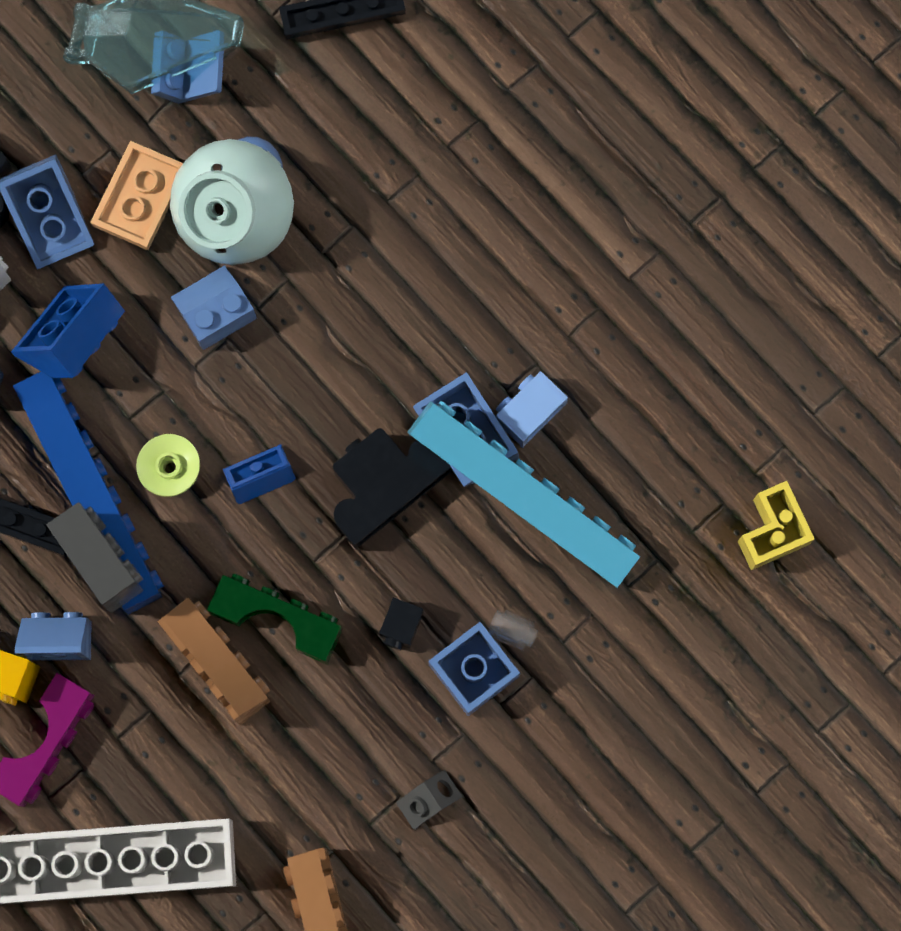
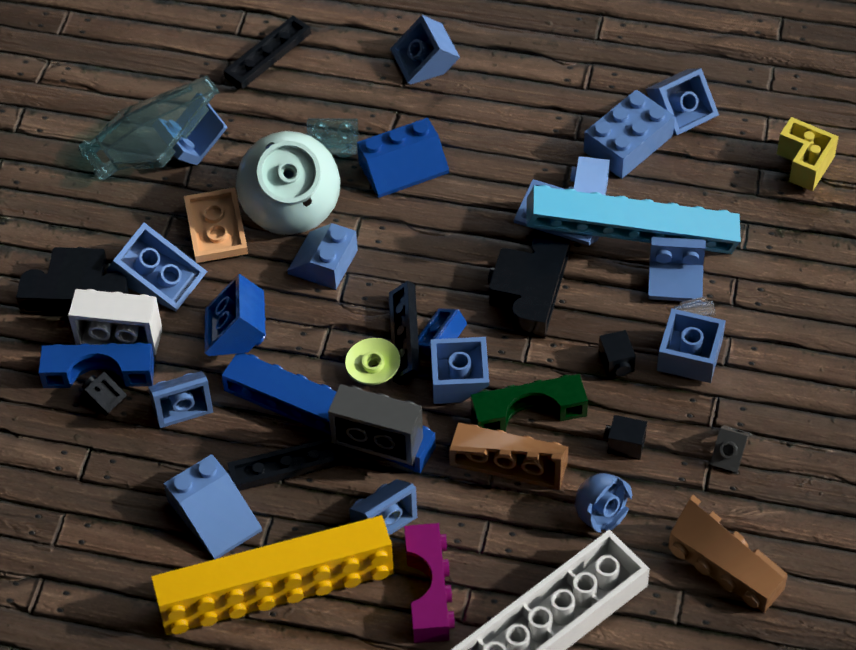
camera: 35 degrees left, 25 degrees down
(224, 450) = (405, 330): none -> black plate
(234, 535) = (458, 368): none -> medium blue slope
(256, 775) = (602, 501): none -> medium blue cylinder
(323, 169) = (337, 135): none -> clear light blue bracket
(336, 720) = (626, 437): none -> black brick
(374, 243) = (402, 157): none -> blue slope
(498, 121) = (424, 51): none -> medium blue slope
(532, 572) = (676, 269): none -> medium blue bracket
(619, 373) = (629, 133): none -> medium blue brick
(708, 370) = (685, 97): none -> medium blue slope

